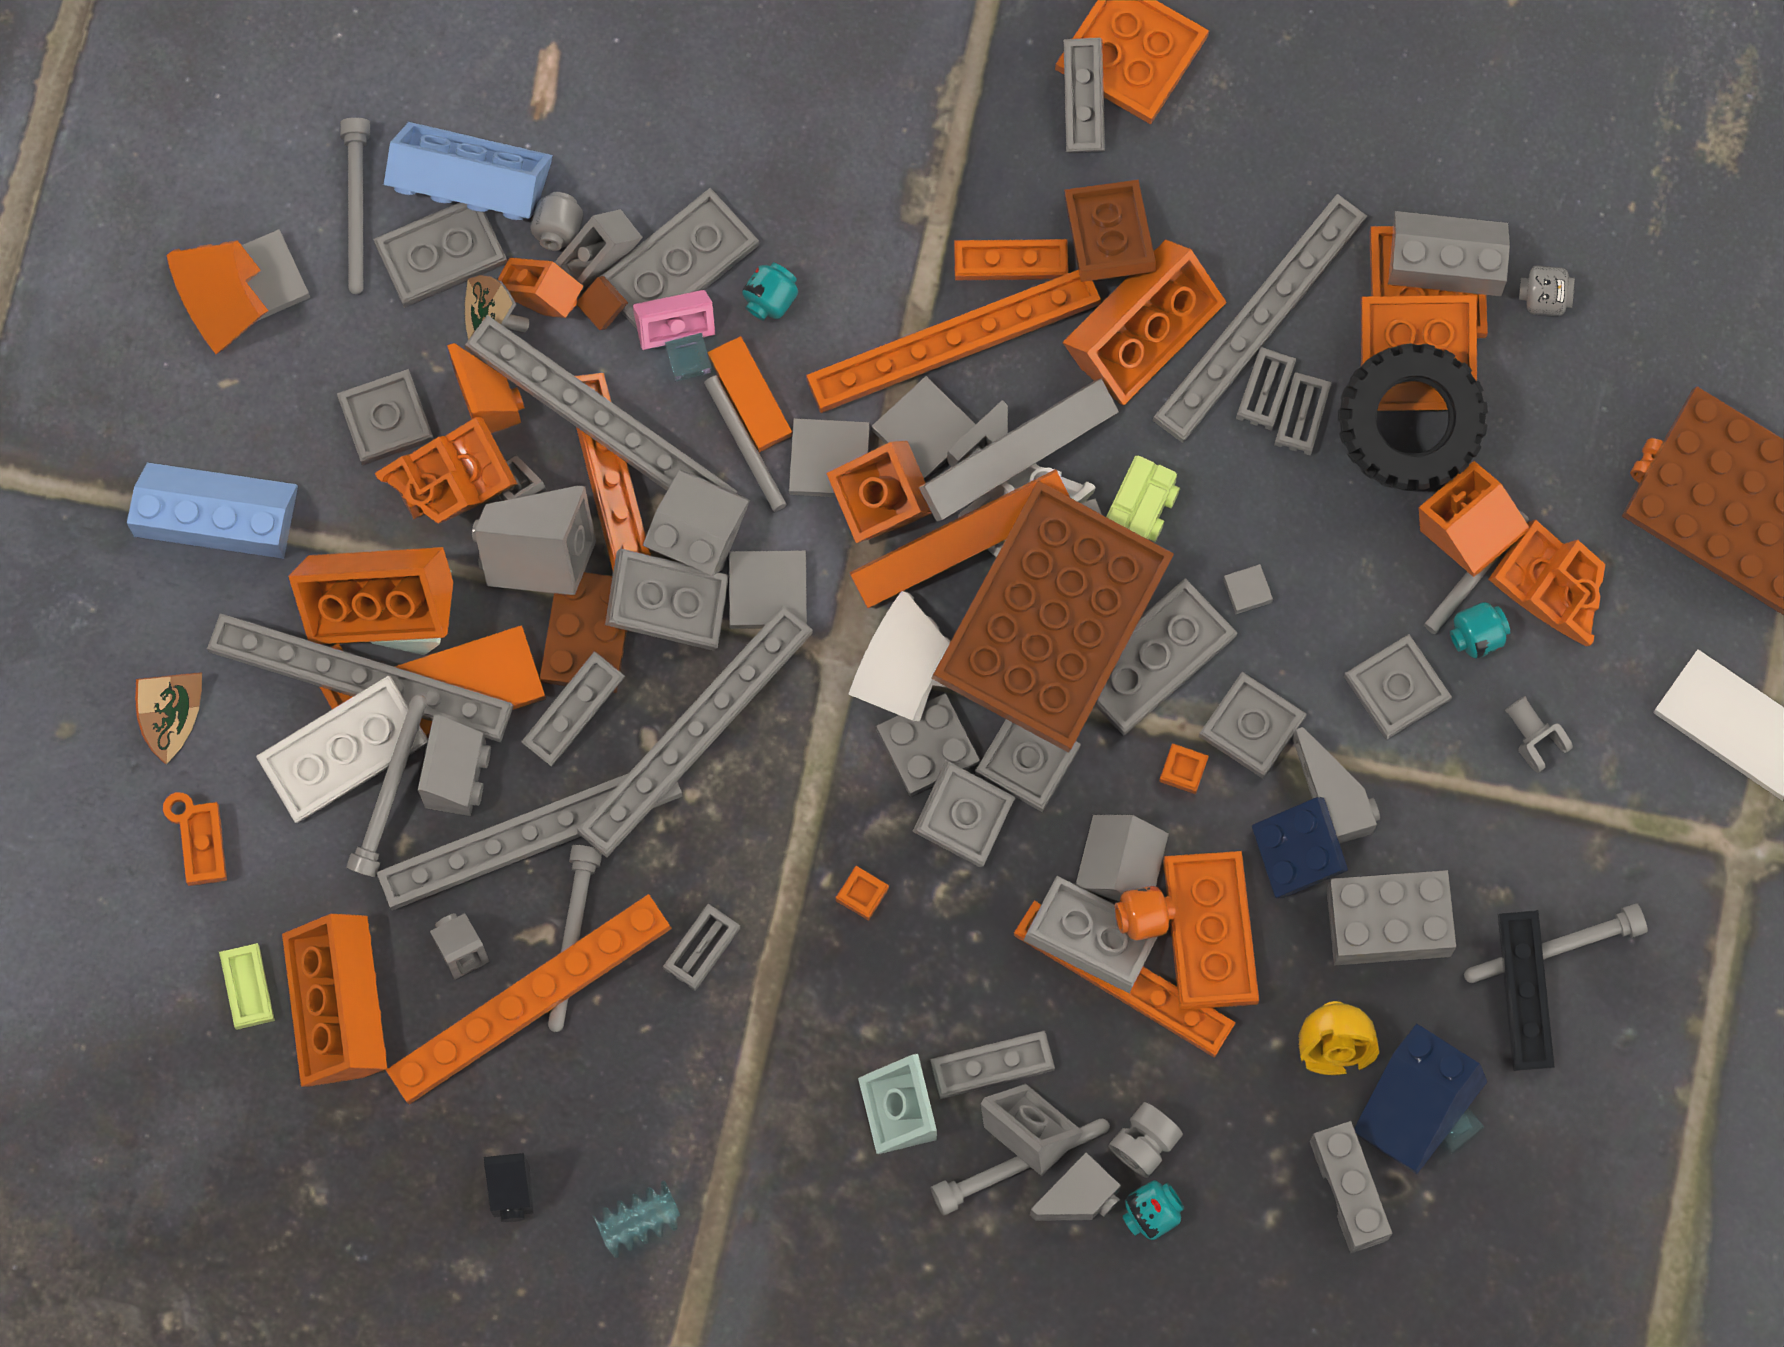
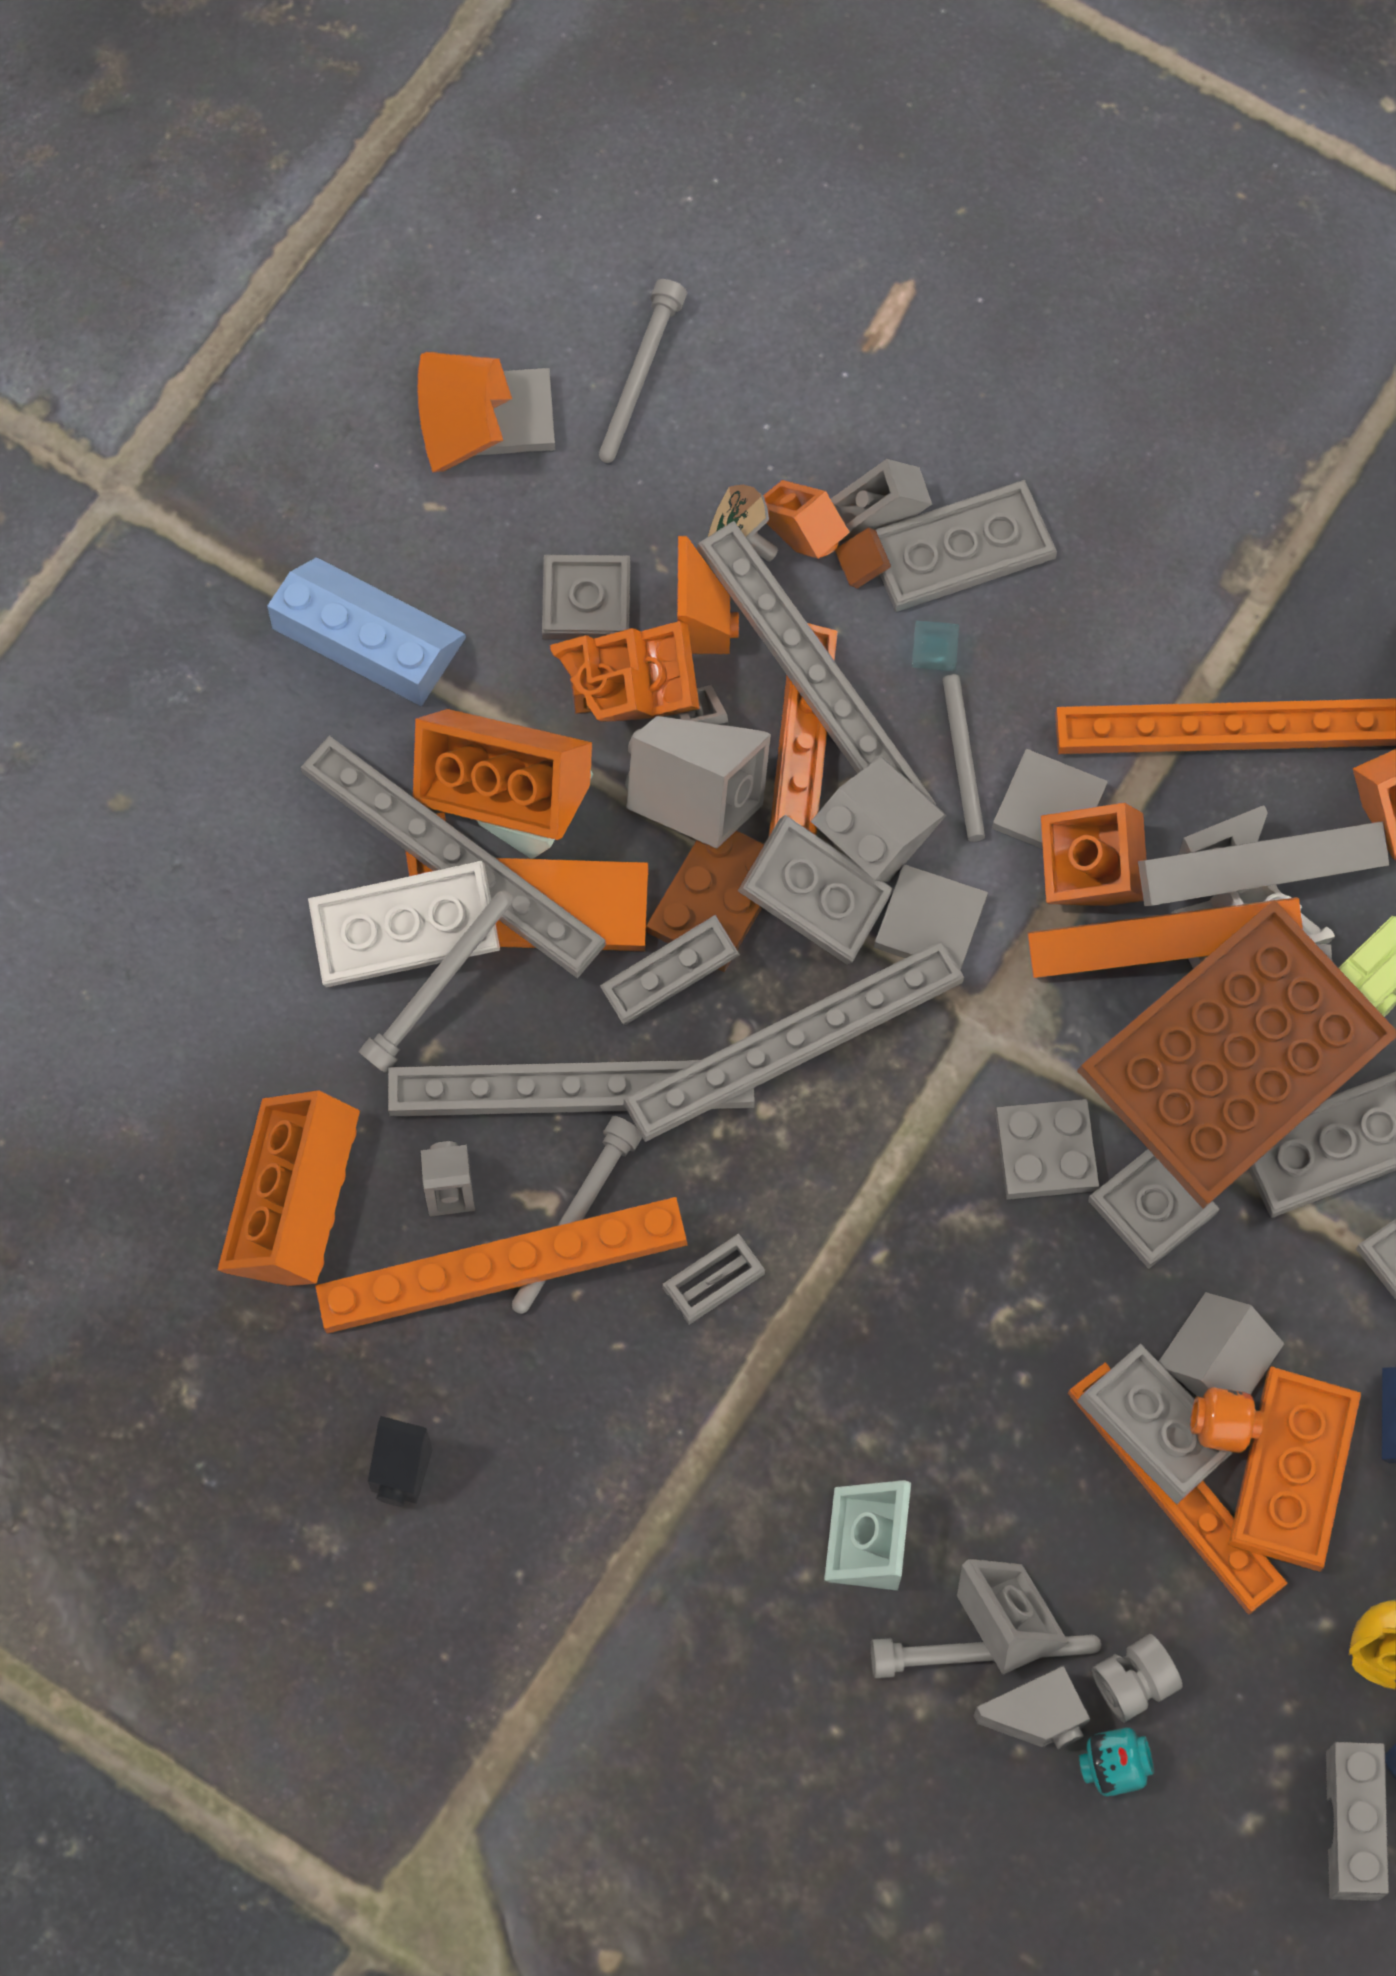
camera: 20 degrees right, 5 degrees down
(167, 711) = (232, 817): shield -> none
(200, 839) = (214, 965): orange hinge -> none
(246, 986) = (202, 1141): yellowish green tile -> none
(439, 252) = (710, 448): light grey tile -> none
(453, 767) = (514, 984): light grey slope -> none
(466, 170) = (769, 374): light blue slope -> none
(556, 220) = (846, 456): light grey head -> none
(638, 1219) = (528, 1553): clear light blue piece -> none
(674, 318) = (934, 600): bright pink slope -> none
(750, 394) = (988, 708): orange tile -> none
(770, 291) = (1049, 607): teal head -> none
(862, 893) = (914, 1284): orange tile -> none
(901, 660) = (1048, 1045): white slope -> none
(928, 424) = (1172, 804): light grey tile -> none
(963, 814) = (1060, 1238): light grey tile -> none
(992, 1064) = (992, 1528): light grey tile -> none
(1010, 259) = (1325, 664): orange tile -> none
(1183, 768) = (1326, 1278): orange tile -> none

